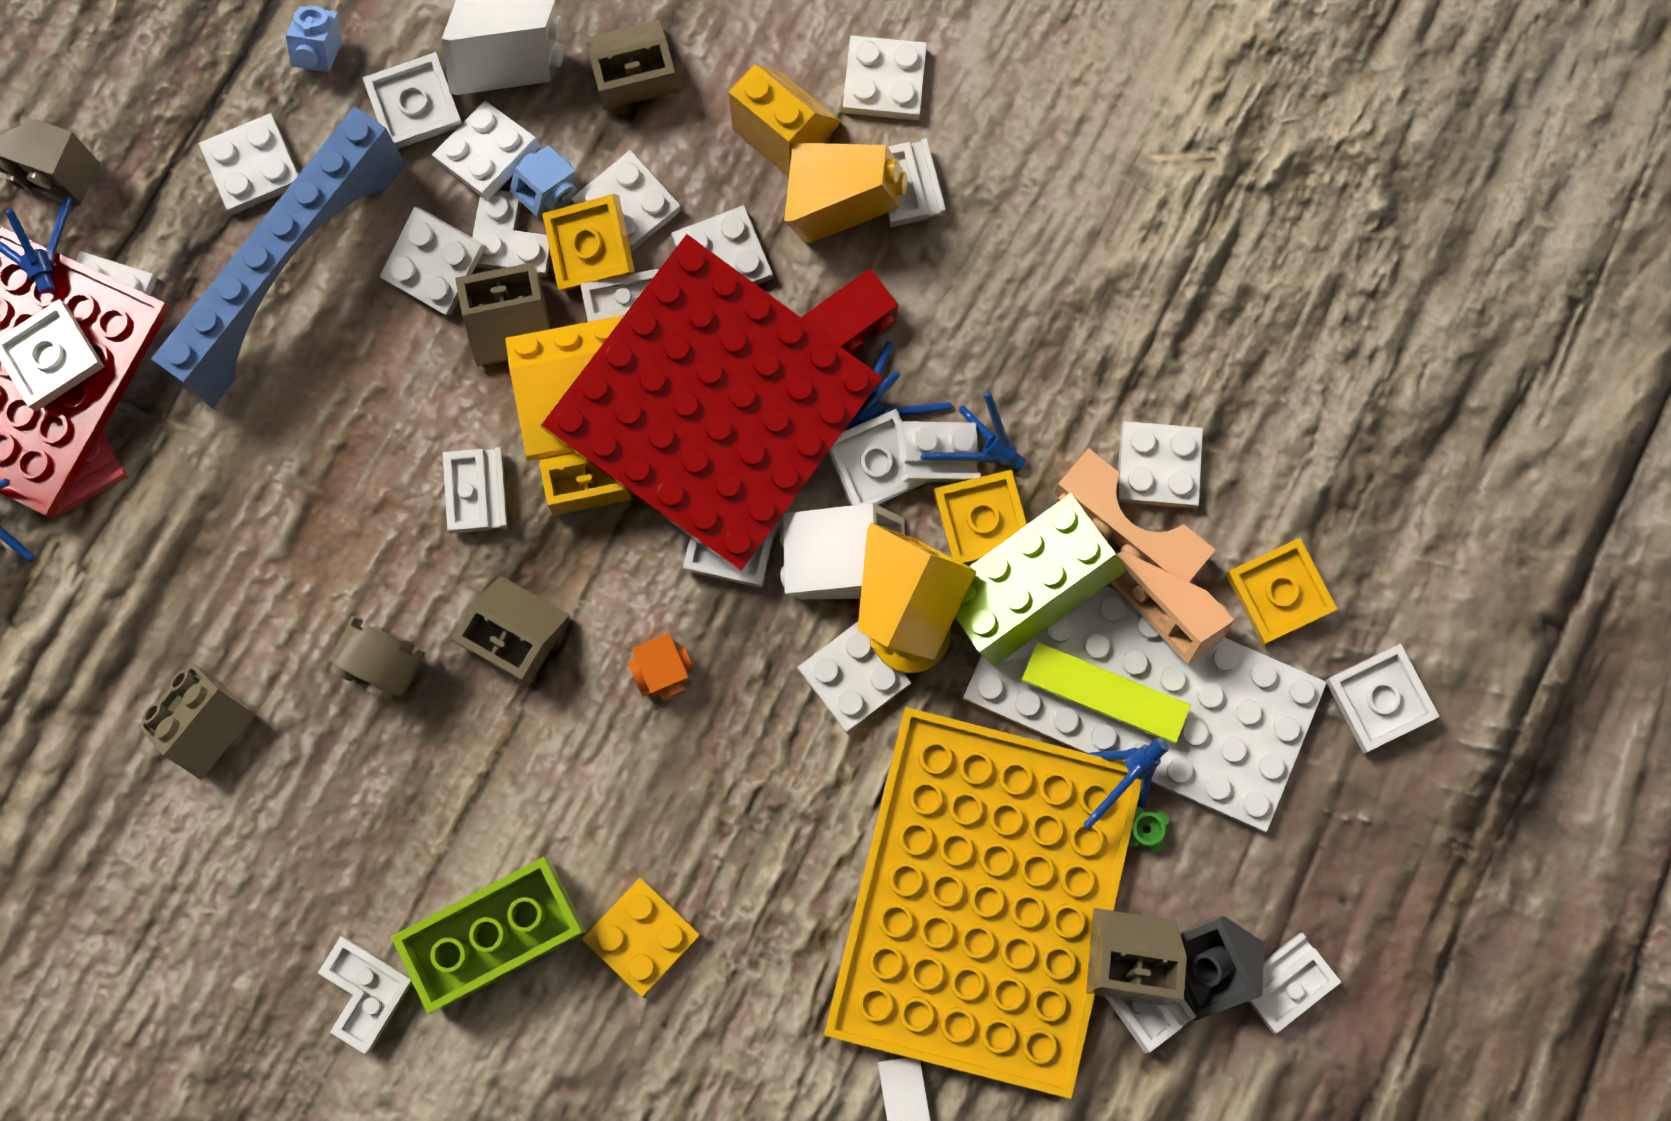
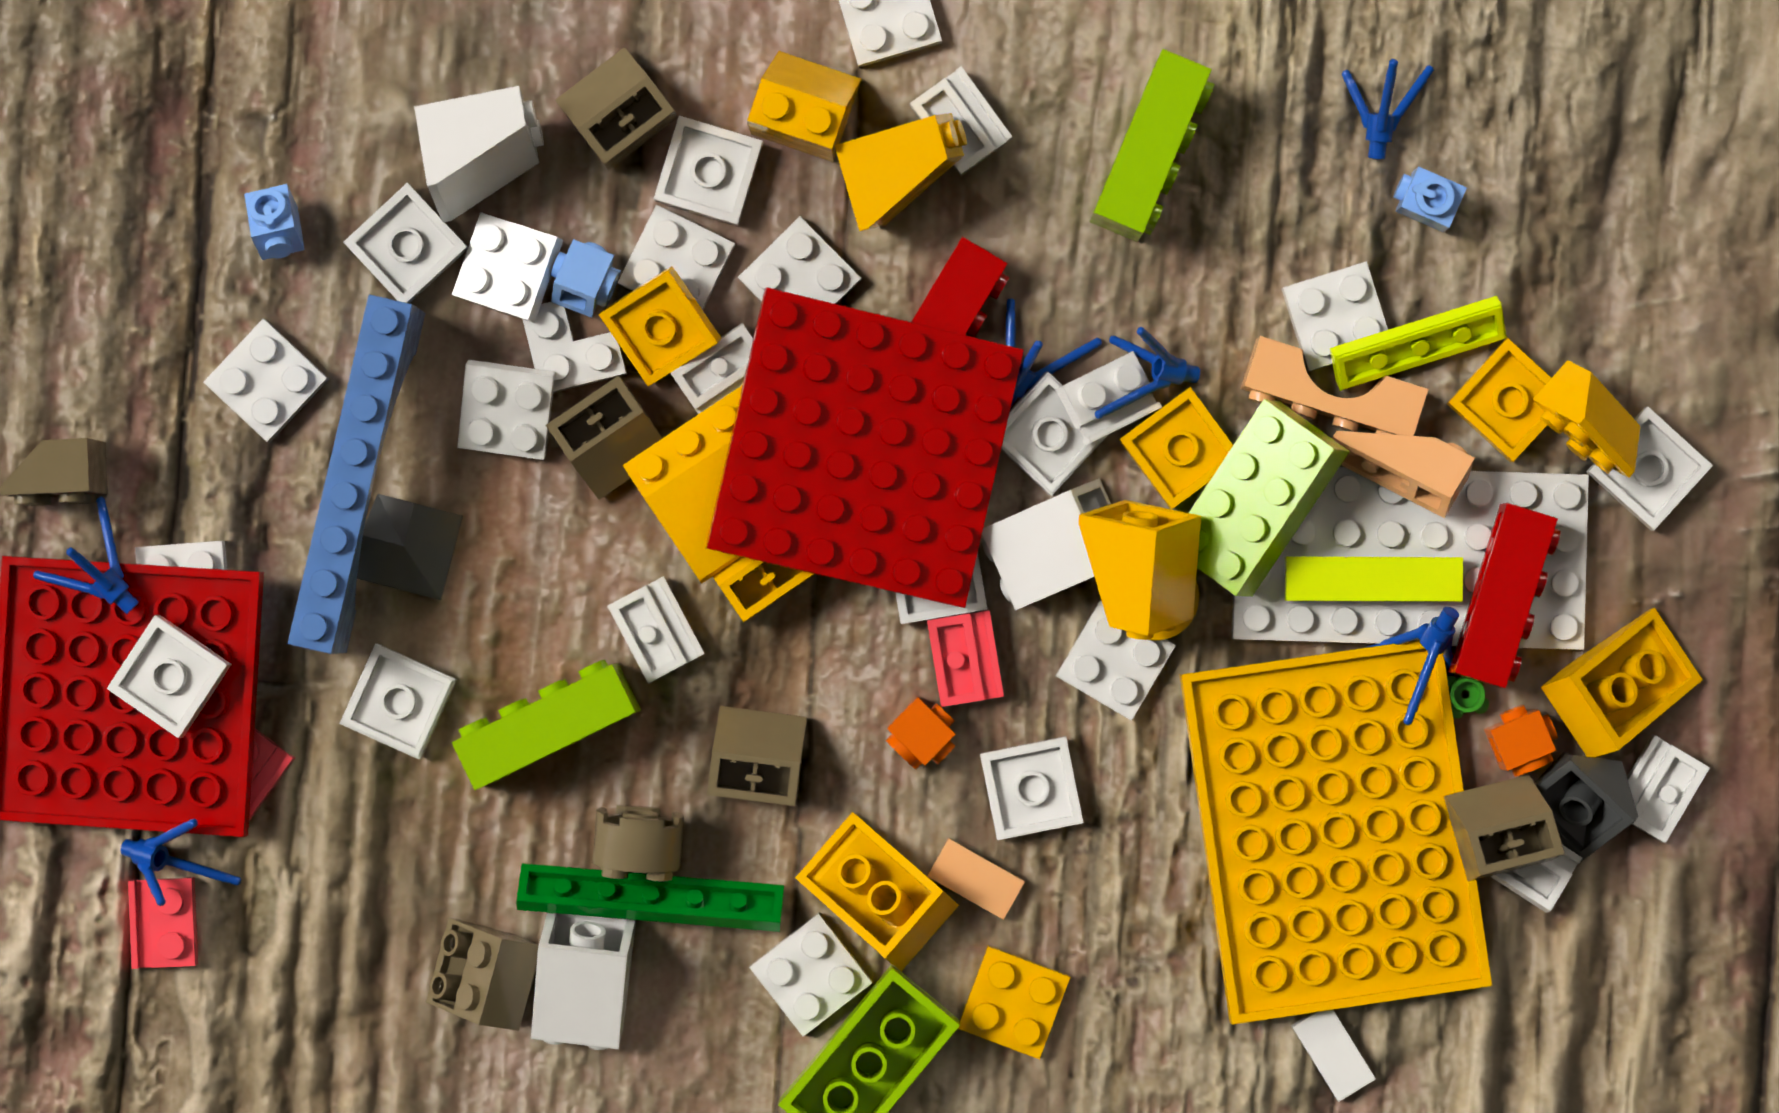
camera: 20 degrees left, 10 degrees up
(233, 462) = (398, 701): none -> white plate
(276, 757) = (582, 980): none -> white slope
(301, 339) = (408, 546): none -> dark grey slope
(342, 526) = (545, 726): none -> lime brick
(367, 713) = (637, 898): none -> green plate
(475, 839) = (811, 974): none -> white plate
(563, 790) = (877, 891): none -> yellow slope
(654, 814) = (976, 878): none -> light nougat tile
(684, 140) = (708, 170): none -> white plate
(725, 620) = (965, 658): none -> coral plate
(735, 754) = (1031, 788): none -> white plate
(1058, 257) = (1150, 146): none -> lime brick
(1182, 889) = (1522, 740): none -> orange brick
(1214, 752) = (1504, 595): none -> red brick
(1221, 511) = (1418, 343): none -> neon yellow tile
(1258, 322) = (1382, 124): none -> blue plant
(1276, 394) = (1429, 198): none -> light blue brick
(1288, 876) = (1621, 685): none -> yellow slope
(1347, 630) = (1590, 419): none -> yellow slope

